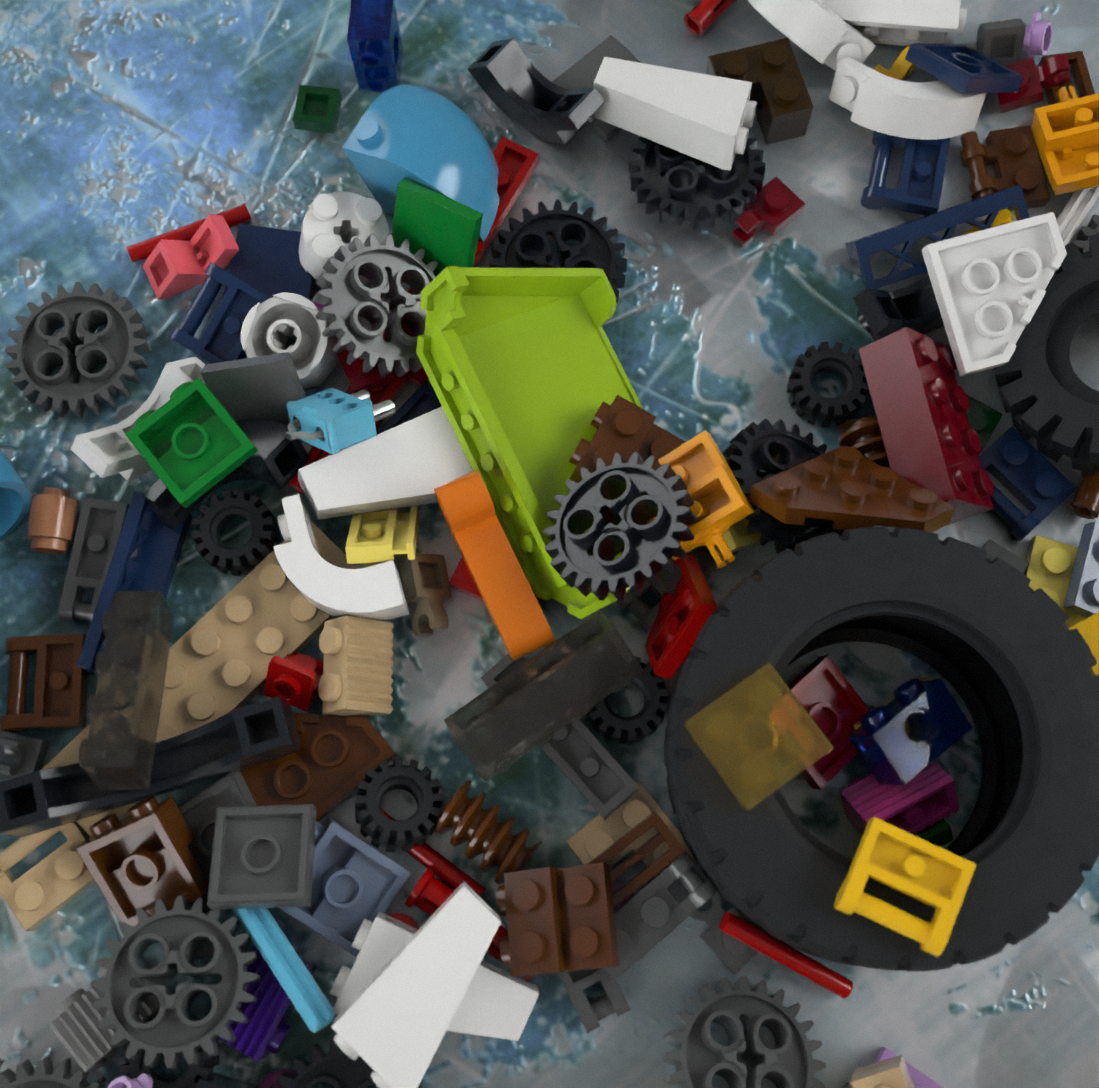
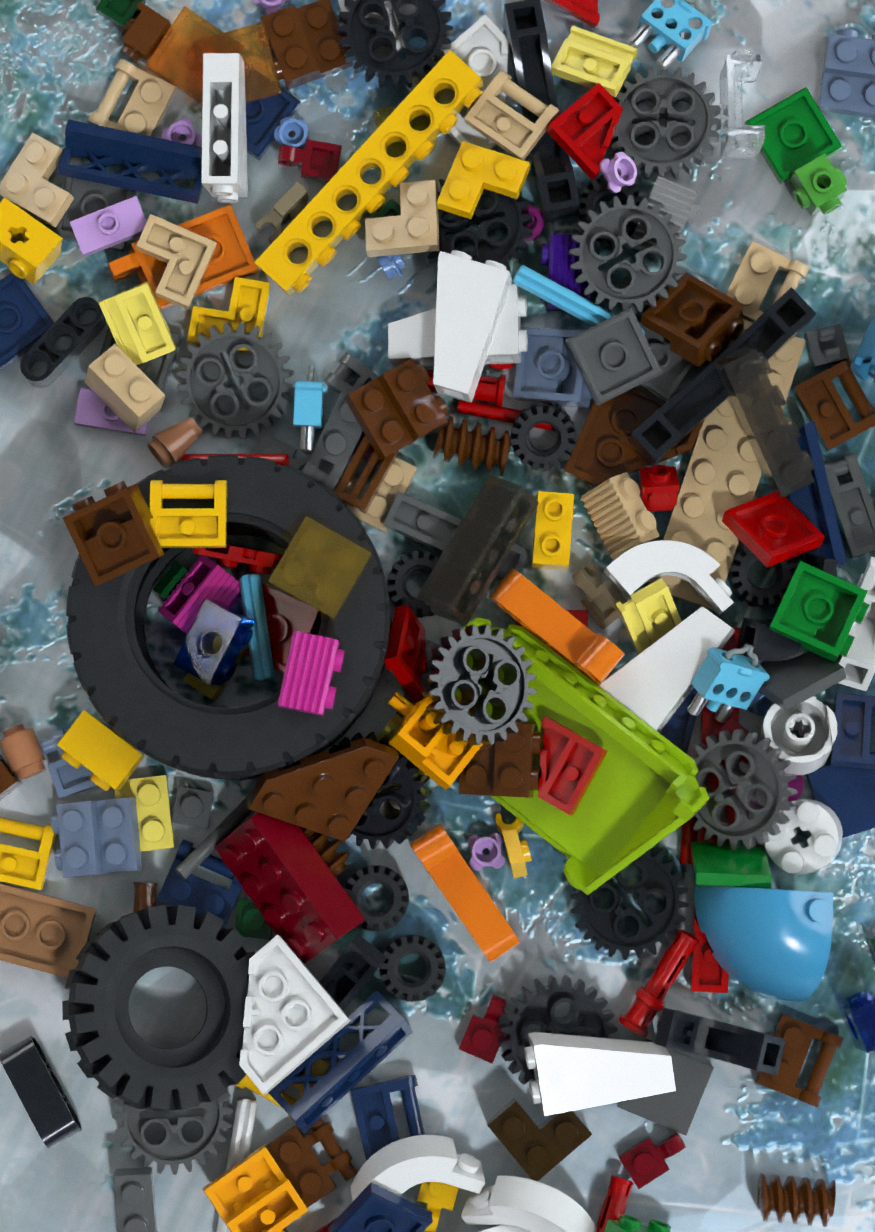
camera: 150 degrees right, 10 degrees up
(194, 566) = (772, 529): none -> red plate
(443, 685) = (552, 531): none -> yellow brick
(453, 77) = (798, 1040): none -> reddish brown plate
(558, 413) = (566, 766): none -> red wing
(582, 165) = (651, 996): none -> red pin
(653, 361) = (517, 851): none -> yellow plate
(659, 32) = (647, 1160): none -> dark red plate
(668, 975) = (308, 409): none -> medium azure piece
(689, 370) = (480, 860): none -> lavender plate
(739, 385) = (464, 893): none -> orange beam
(824, 822) = (259, 560): none -> red wing
(829, 279) = (435, 968): none -> black tyre
(830, 606) = (310, 673): none -> dark pink brick
(851, 707) = (260, 642): none -> medium azure axle
(852, 1019) = (174, 441): none -> nougat cone
(997, 516) = (207, 846): none -> dark grey bar
(1021, 905) = (113, 532): none -> reddish brown plate

